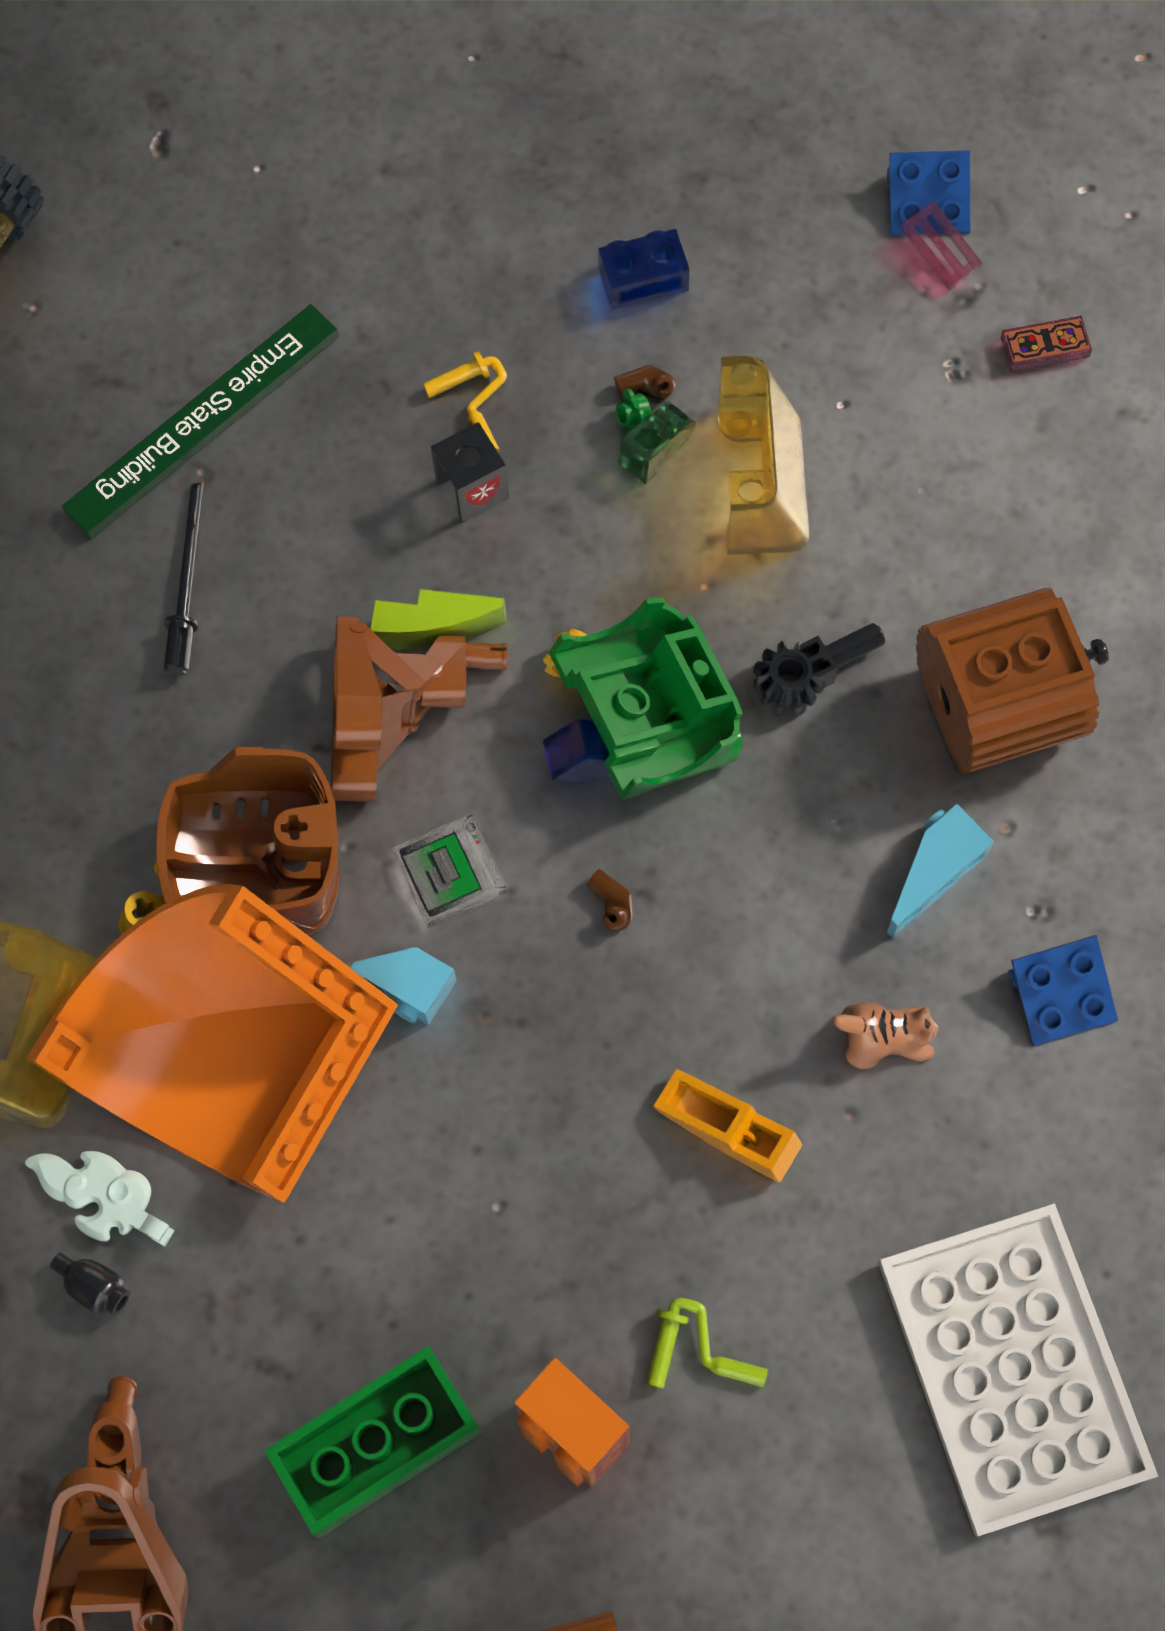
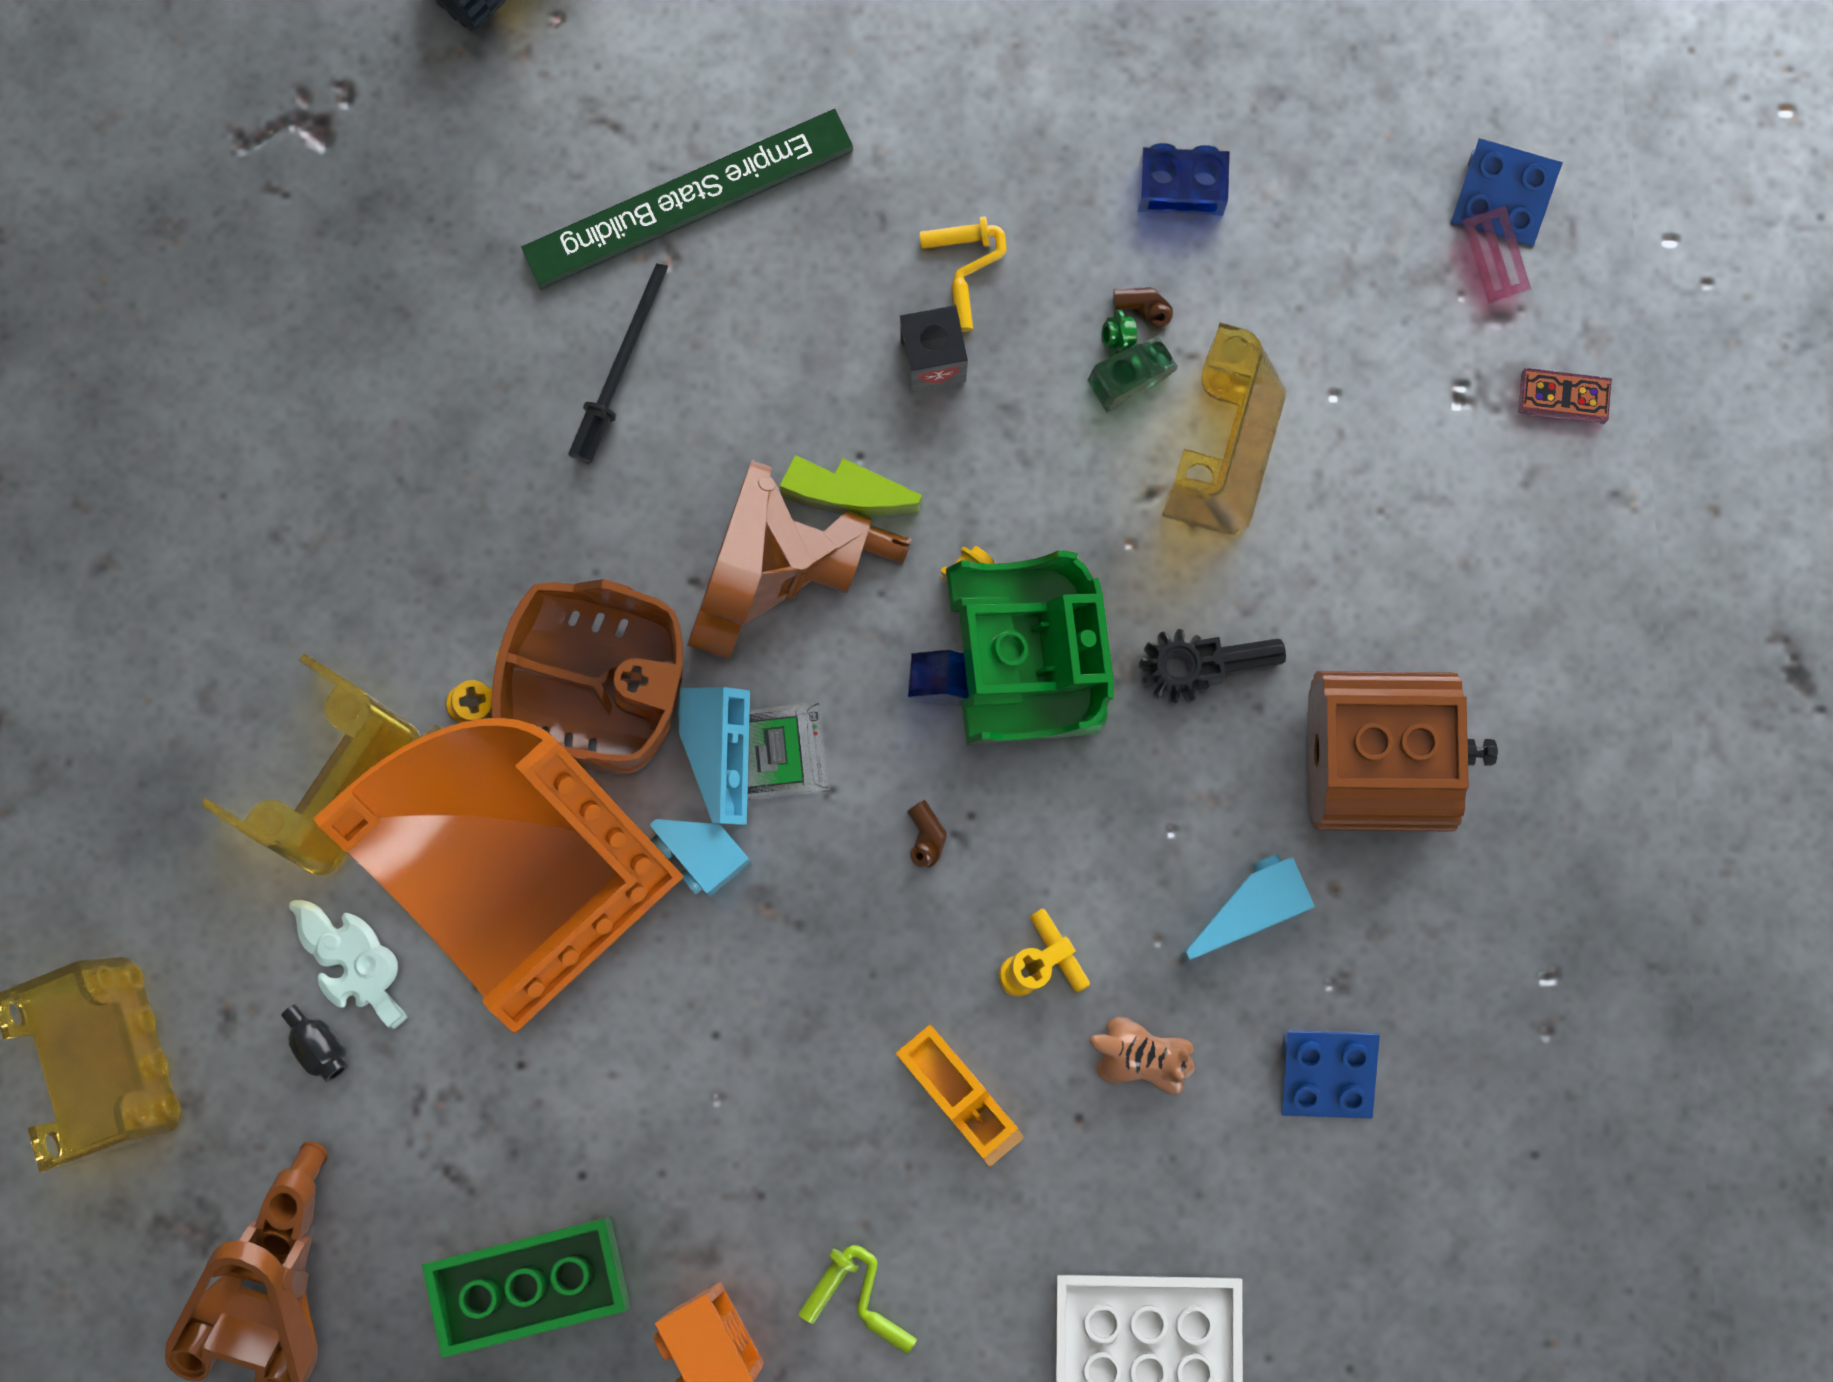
camera: 15 degrees right, 10 degrees up
(387, 874) = (717, 746): none -> medium azure slope
(755, 981) = (1040, 963): none -> yellow piece

